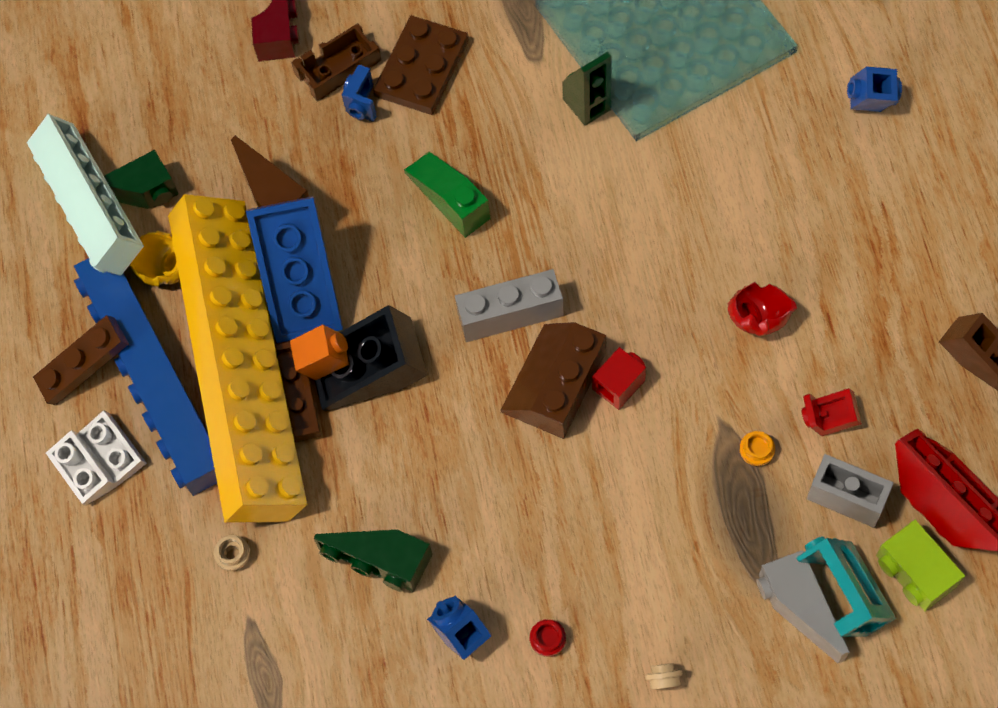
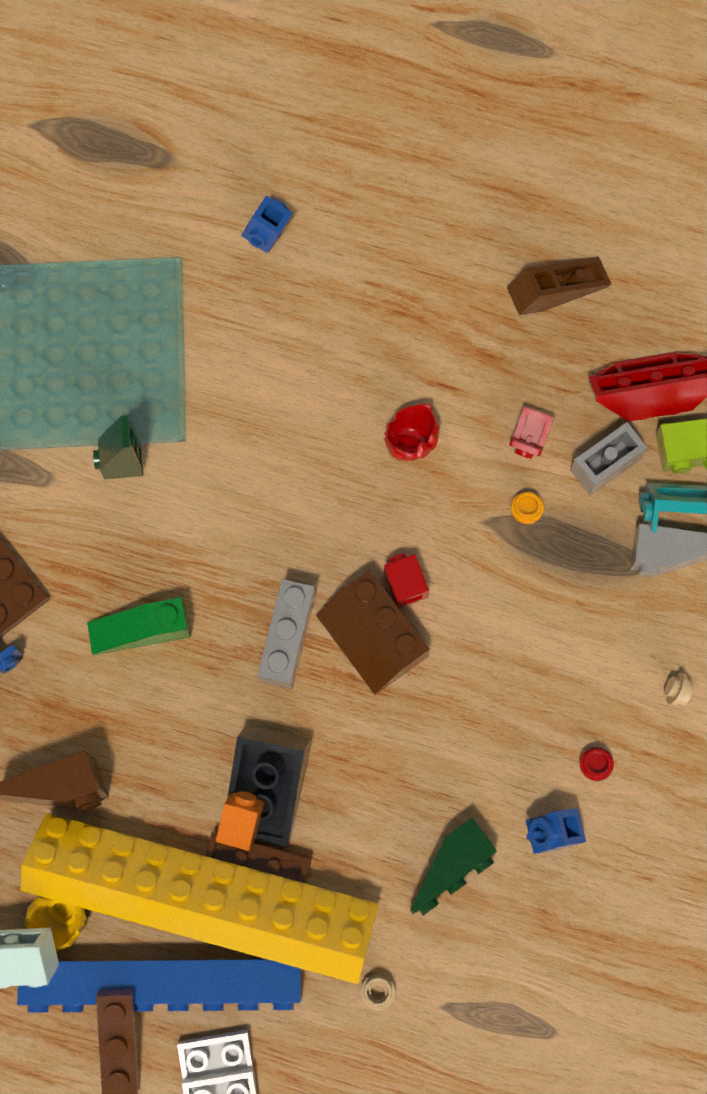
camera: 65 degrees left, 10 degrees up
(294, 268) = (149, 801): blue plate -> none

